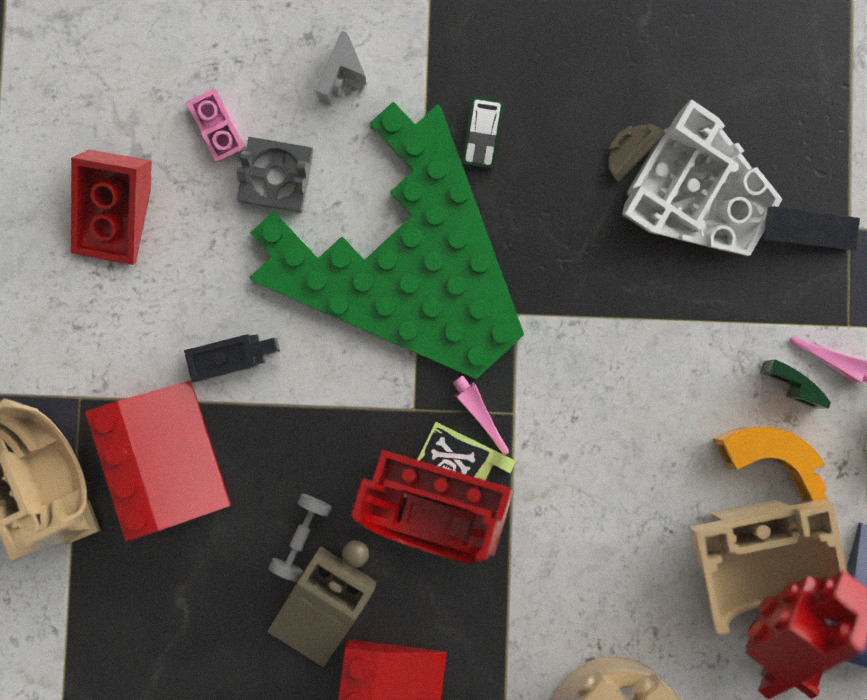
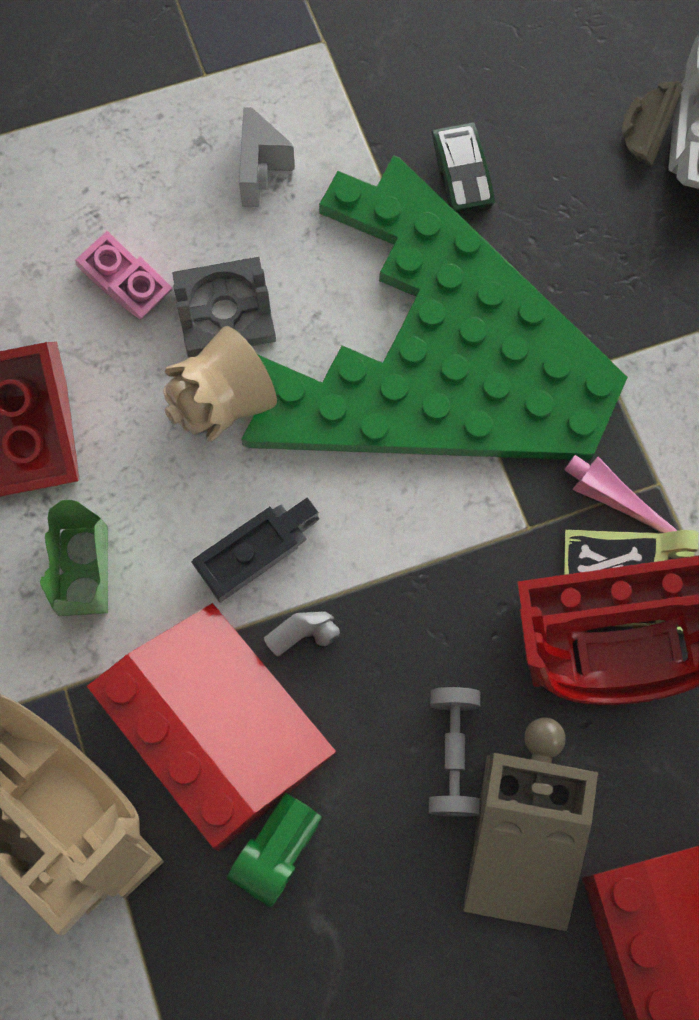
camera: 20 degrees left, 15 degrees down
(91, 335) = (75, 520): none -> bright green piece
(163, 555) = (269, 860): none -> green piece
(238, 419) = (302, 625): none -> light grey arm
(240, 239) = (218, 386): none -> tan hat

